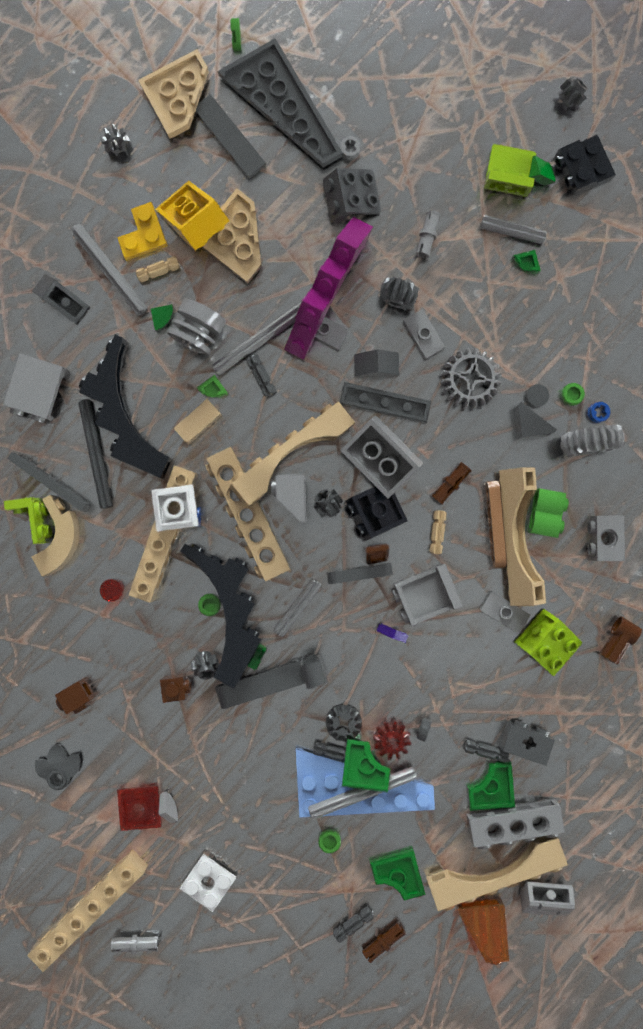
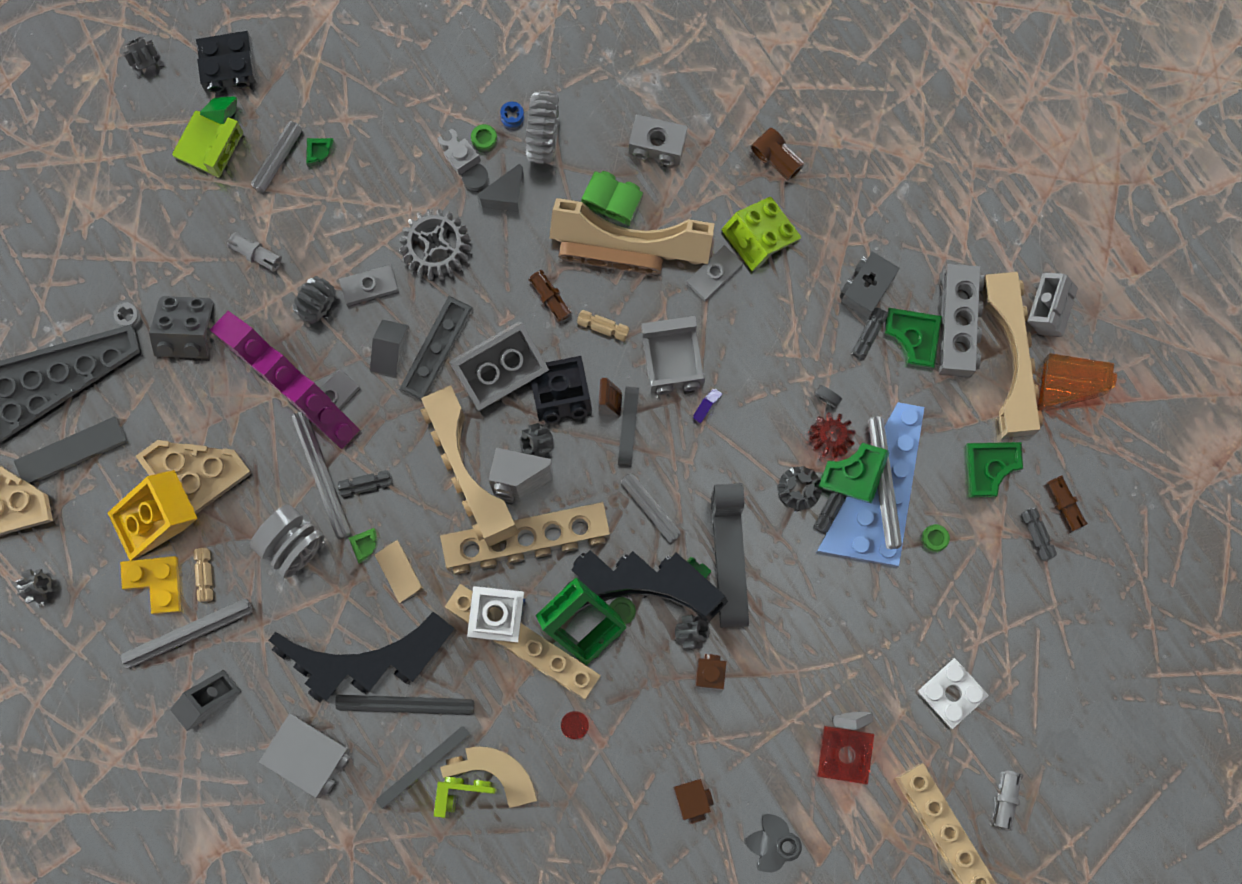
camera: 75 degrees left, 10 degrees down
(162, 316) = (261, 583): green tile -> none
(196, 564) = (565, 606): none -> green window
(553, 377) = (459, 153): none -> light grey plate

